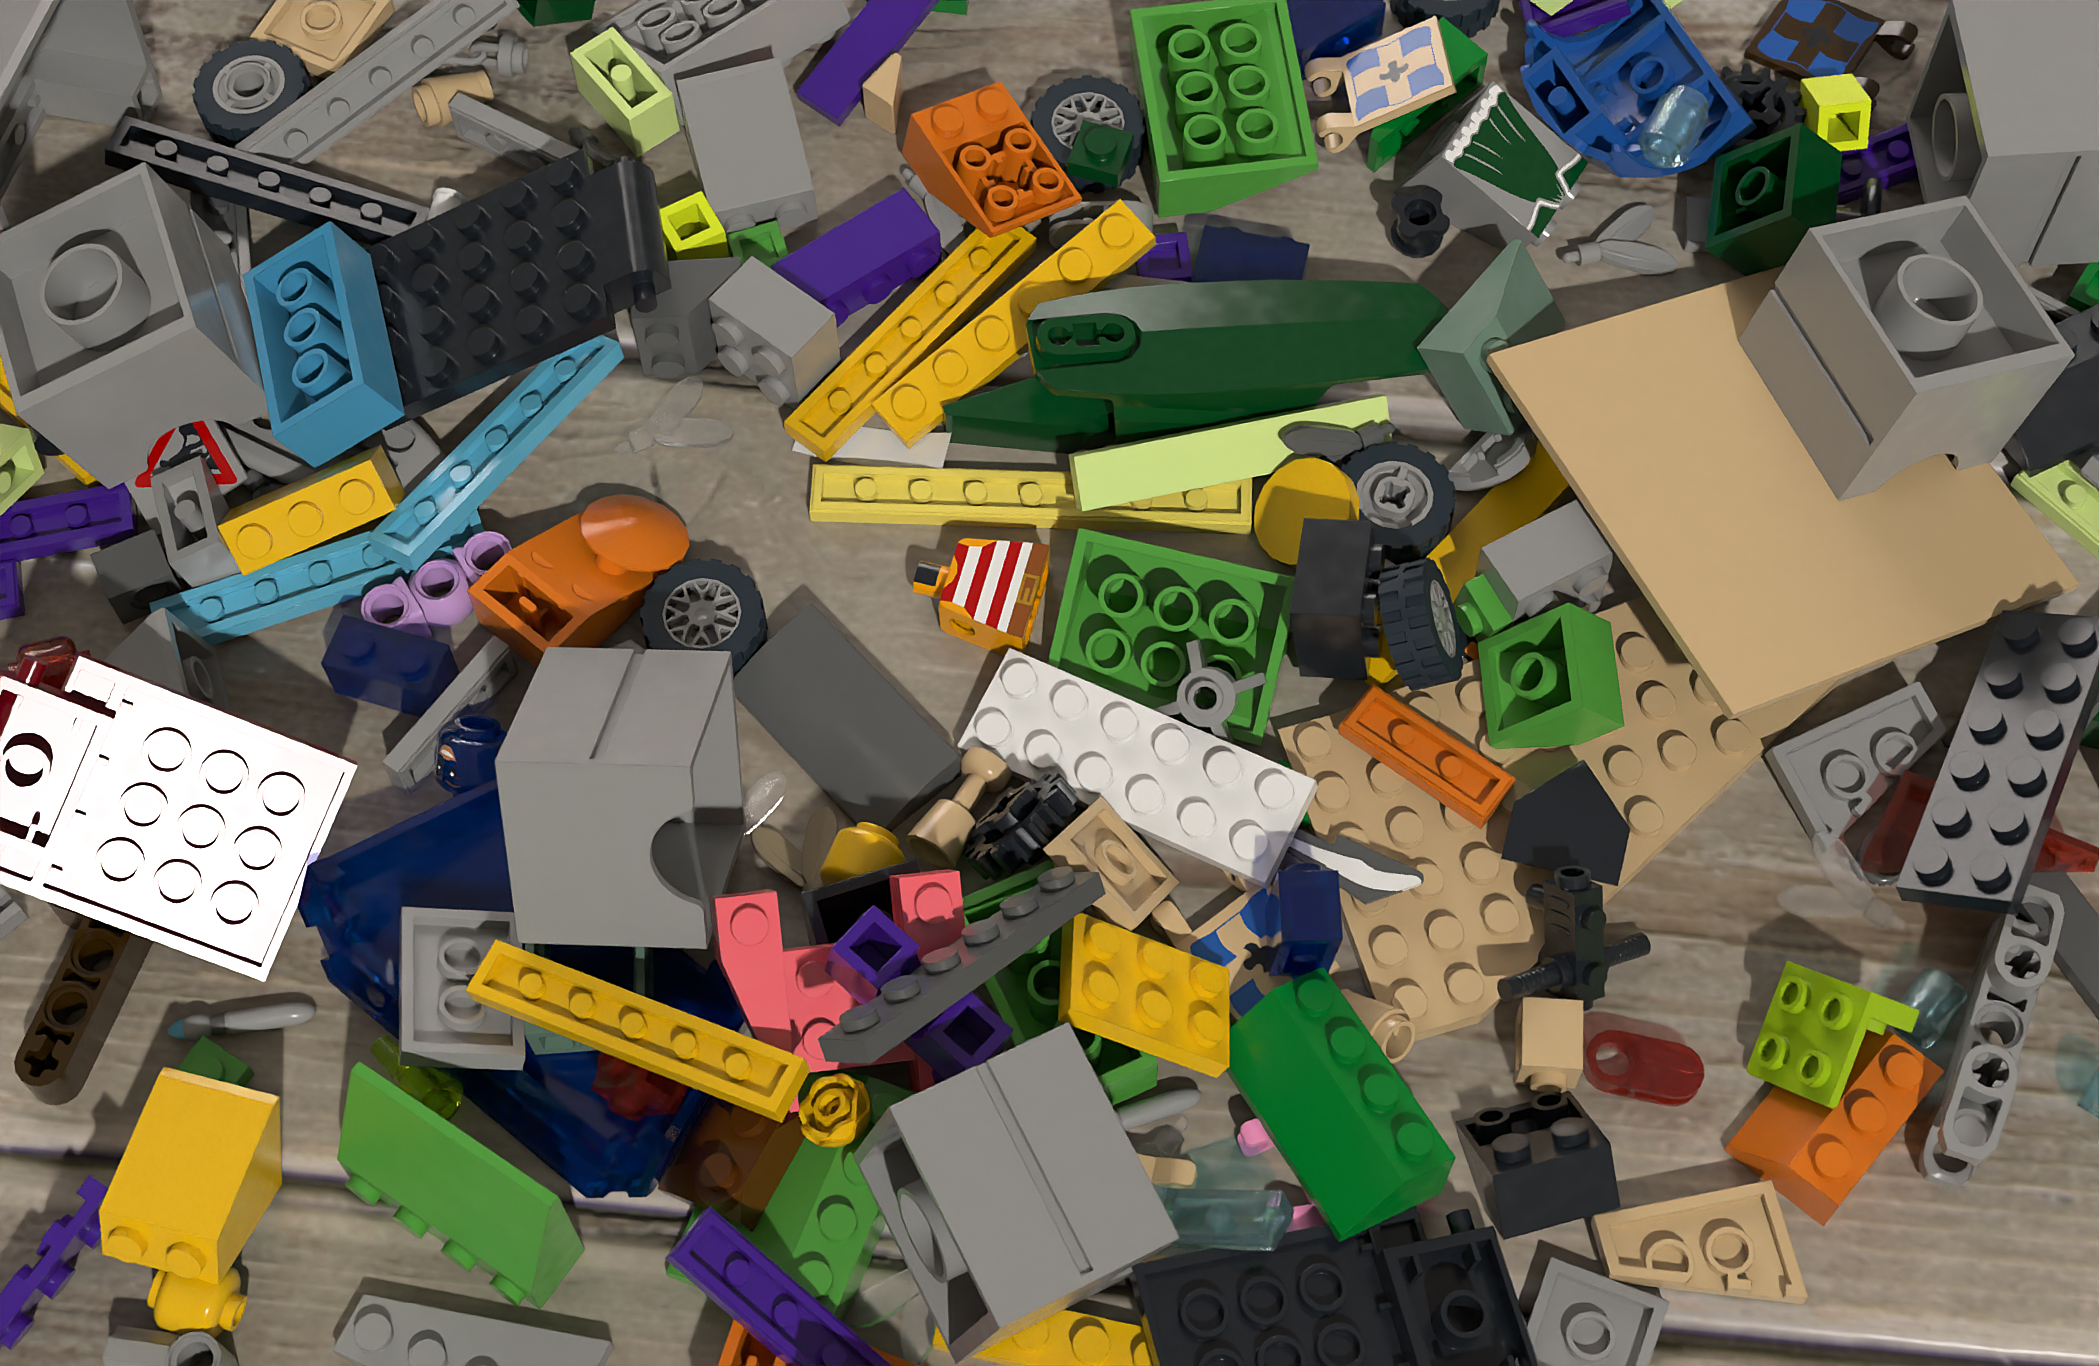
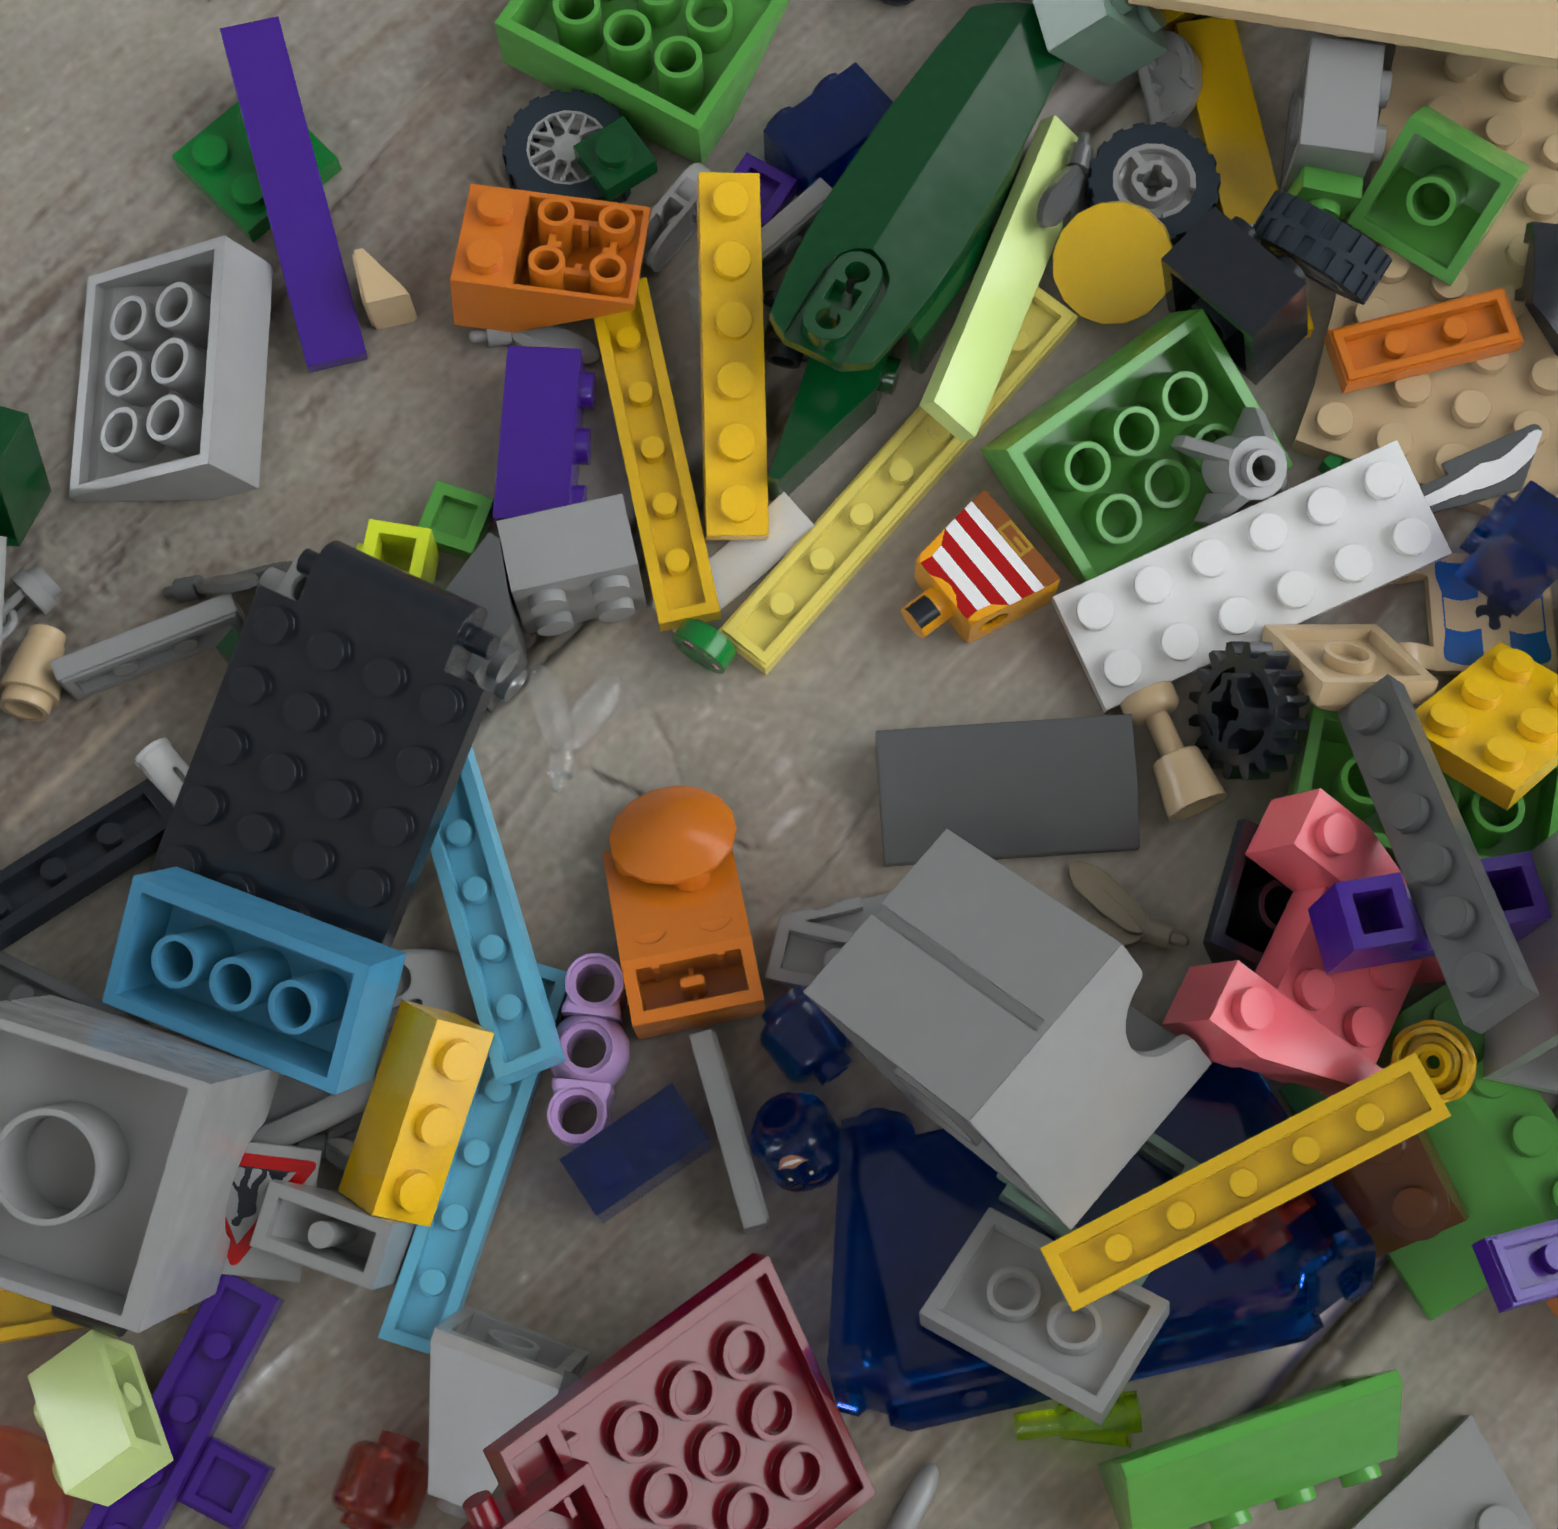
camera: 50 degrees left, 10 degrees up
(136, 575) = (336, 1327): dark grey brick -> none
(625, 91) = (179, 512): yellowish green brick -> none
(705, 610) = (809, 838): wheel -> none
(748, 146) = (344, 448): light grey slope -> none
(792, 460) = (704, 645): none -> green tile
(860, 851) = (1172, 874): yellow head -> none

